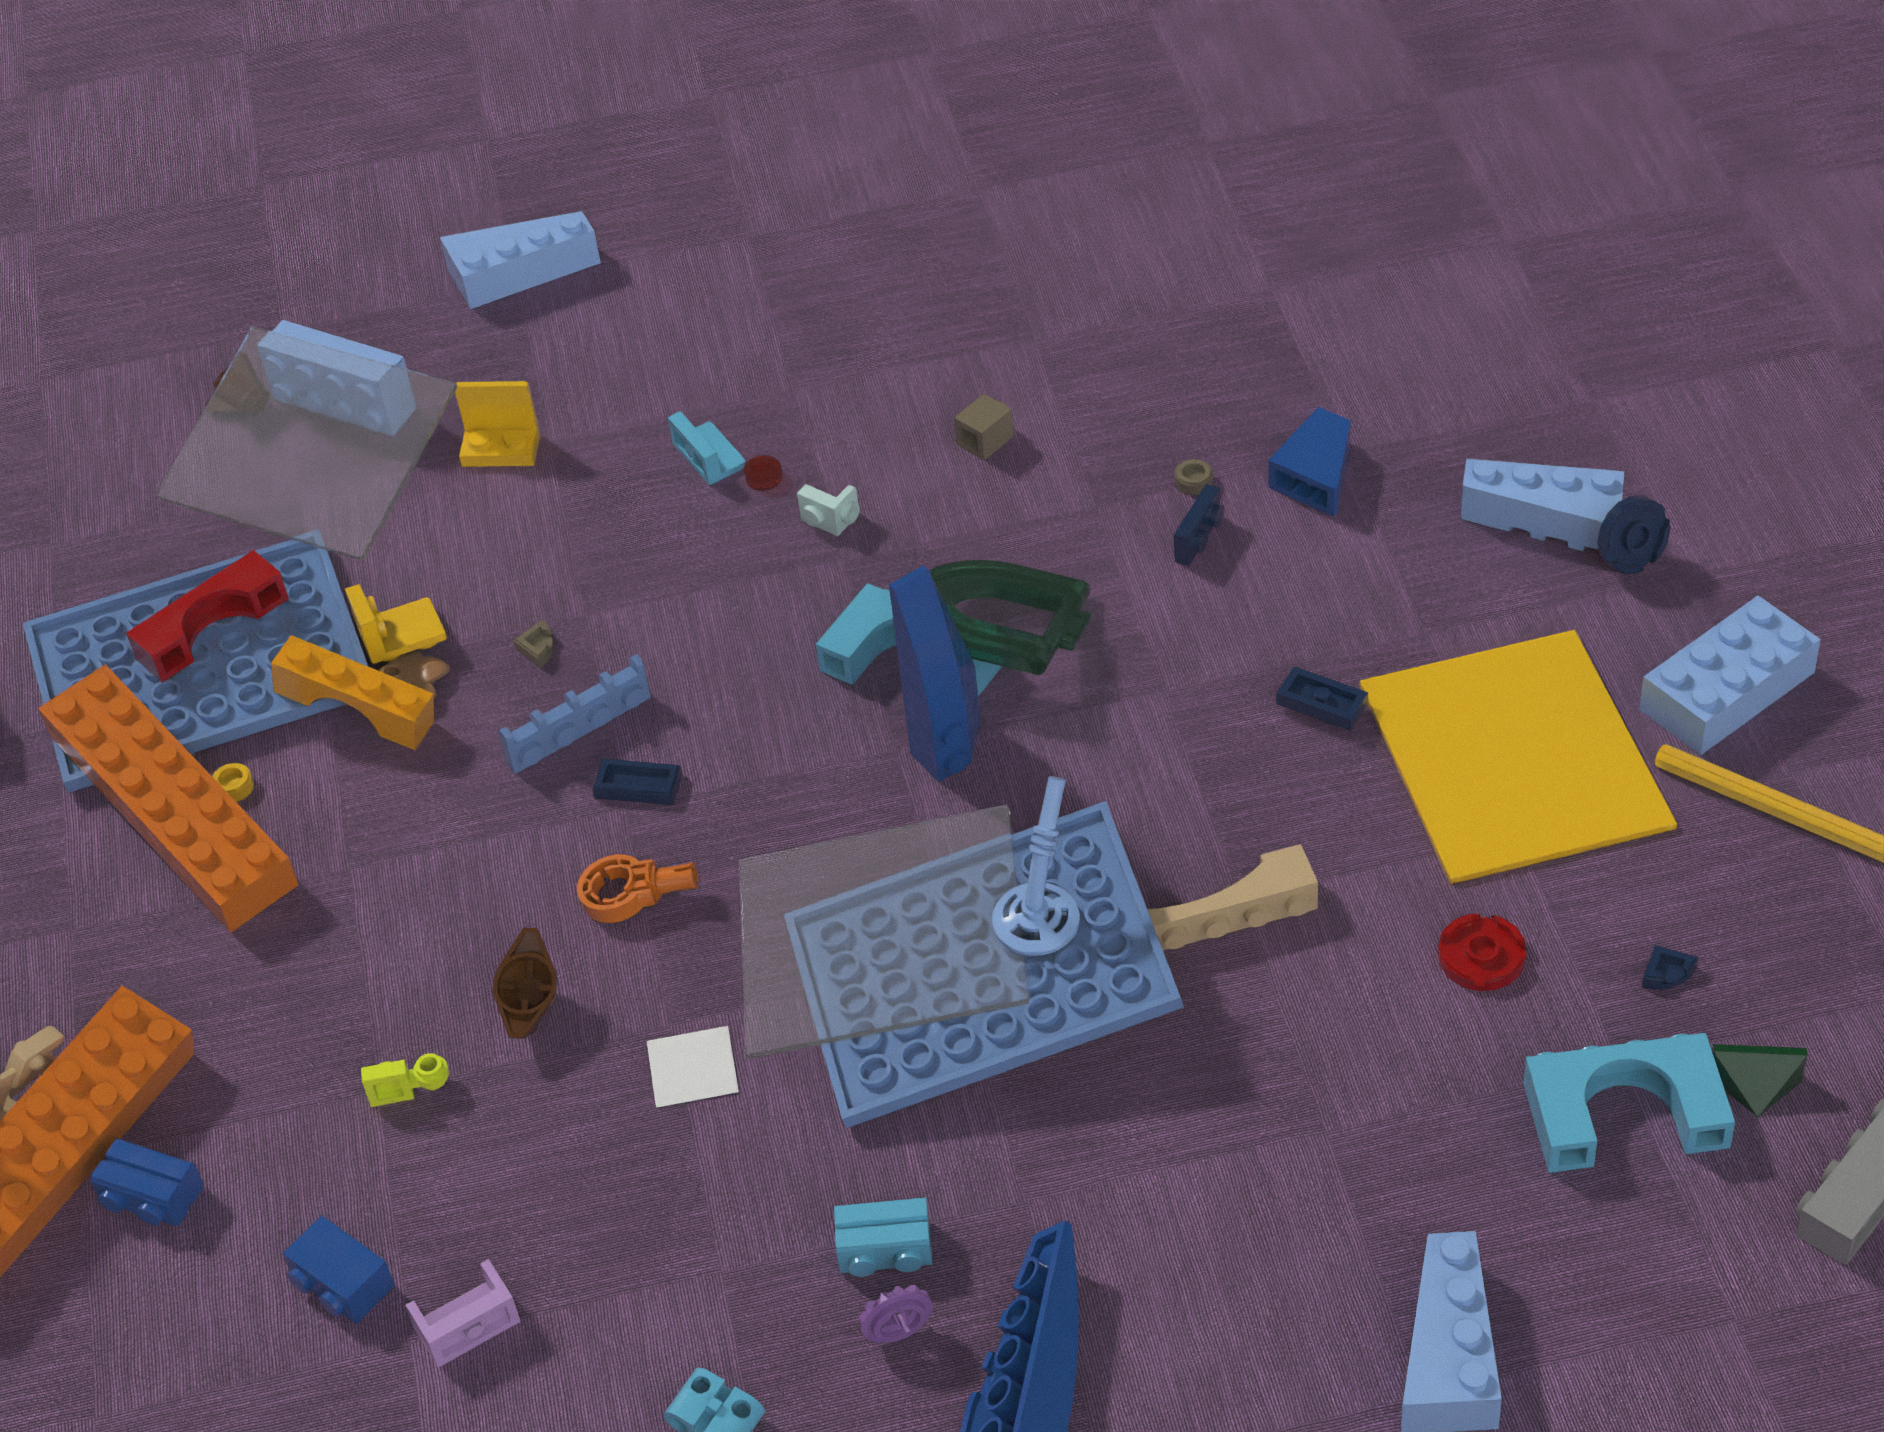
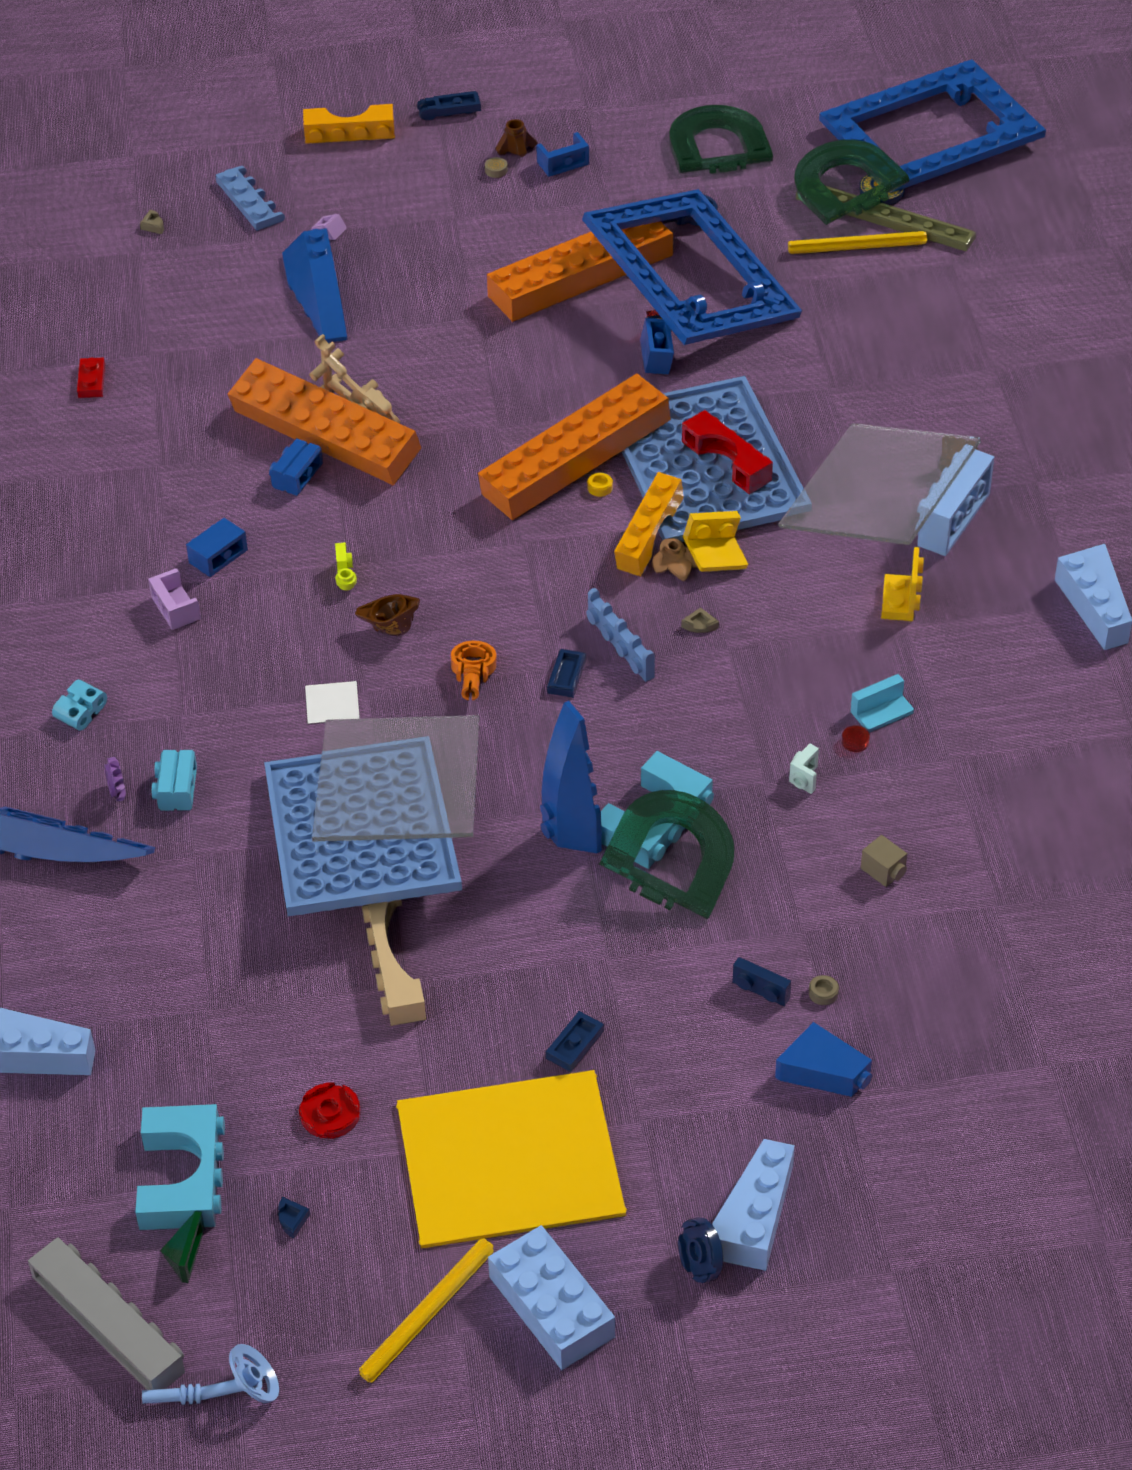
camera: 90 degrees right, 0 degrees up
(1031, 895) = (374, 839): light blue dish -> none

